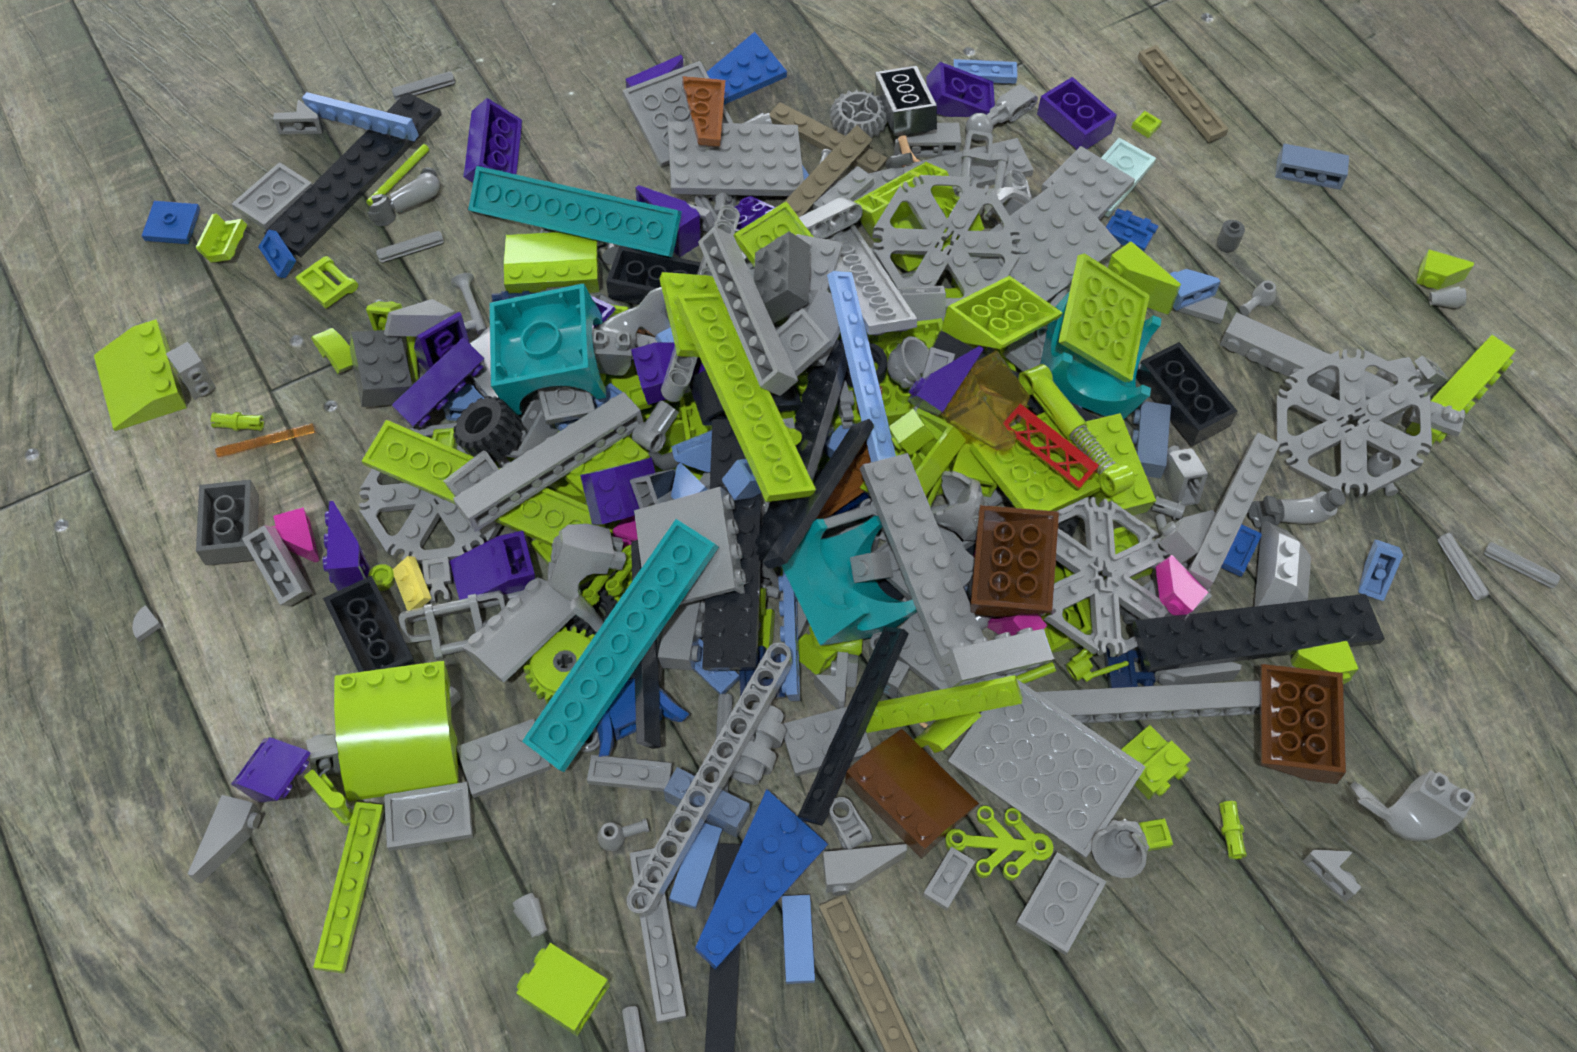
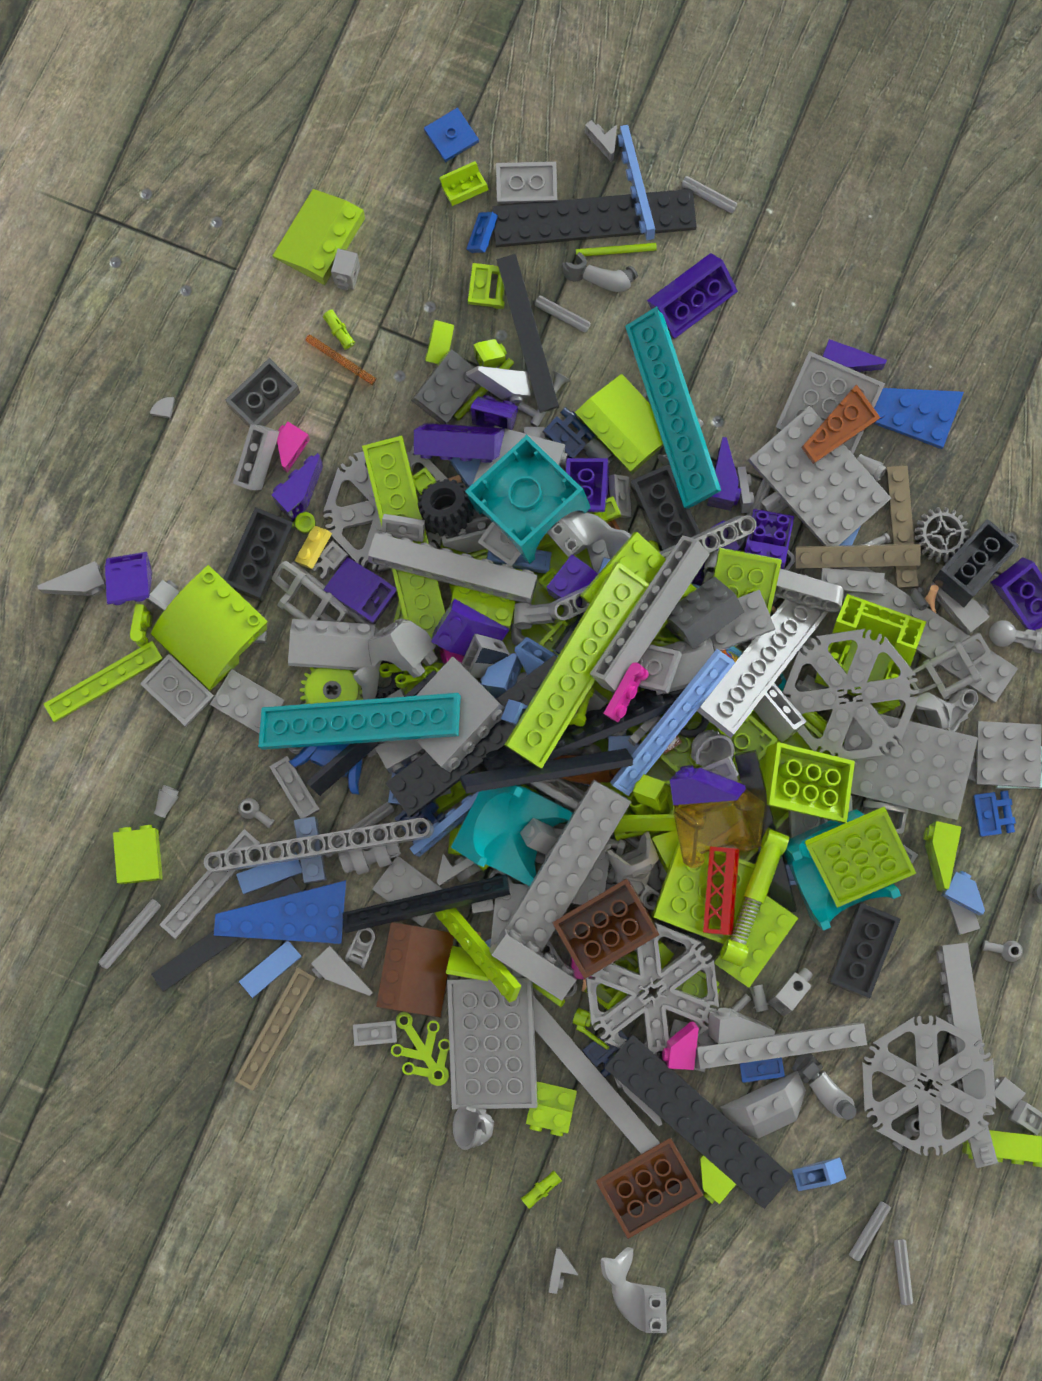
camera: 55 degrees right, 20 degrees up
(399, 276) = (527, 333): none -> black tile
(803, 372) = (626, 691): none -> dark pink plate
(1061, 903) = (410, 1112): light grey plate -> none
(1151, 437) = (806, 950): sand blue brick -> none
(1157, 834) = (502, 1142): lime tile -> none

